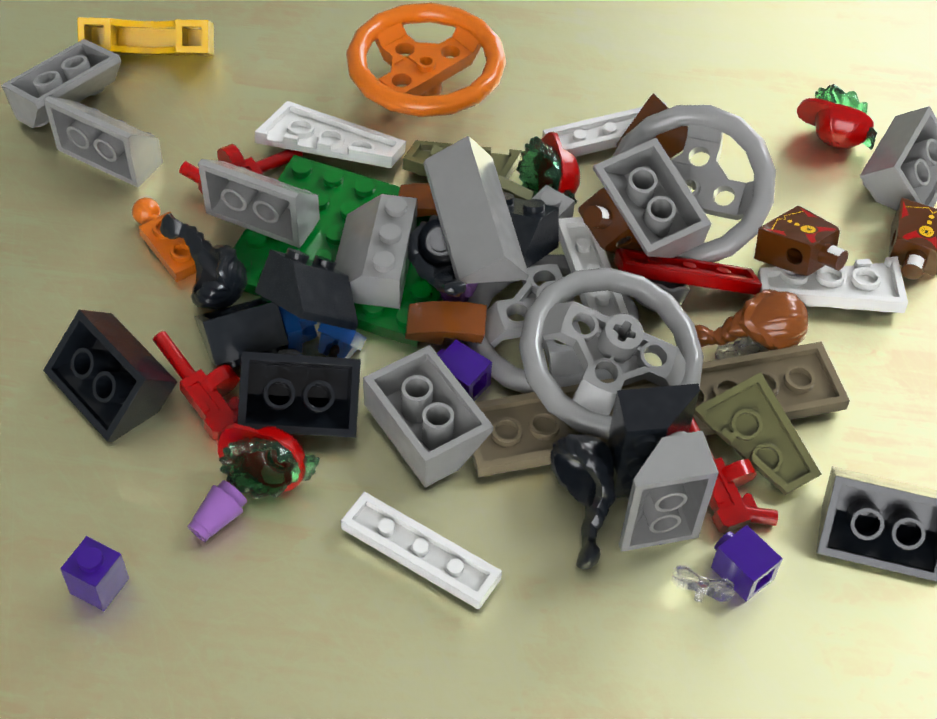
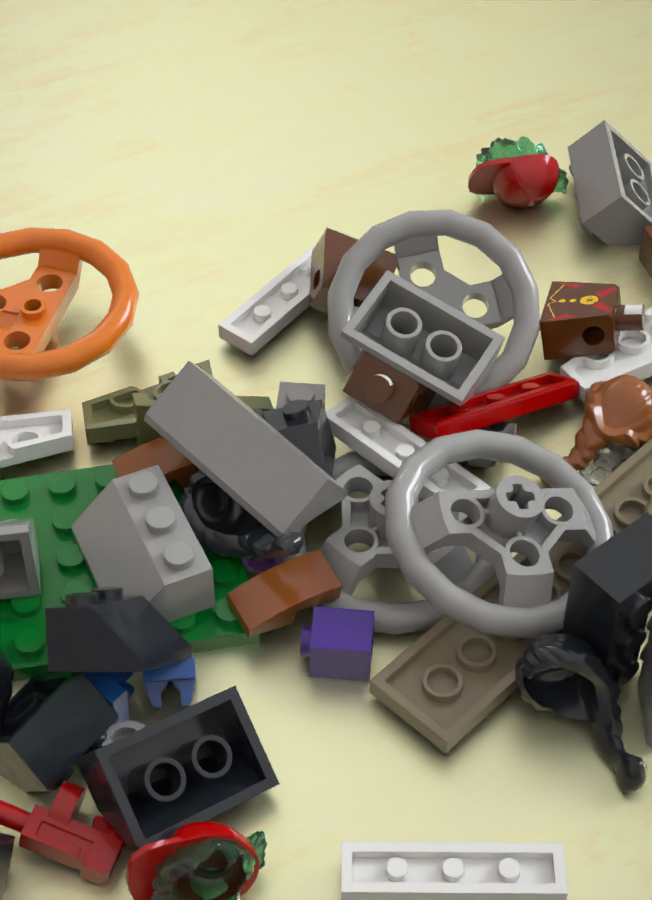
camera: 30 degrees left, 5 degrees down
(426, 414) = (346, 711): light grey slope -> none
(549, 164) = (259, 360): clear green hair -> none

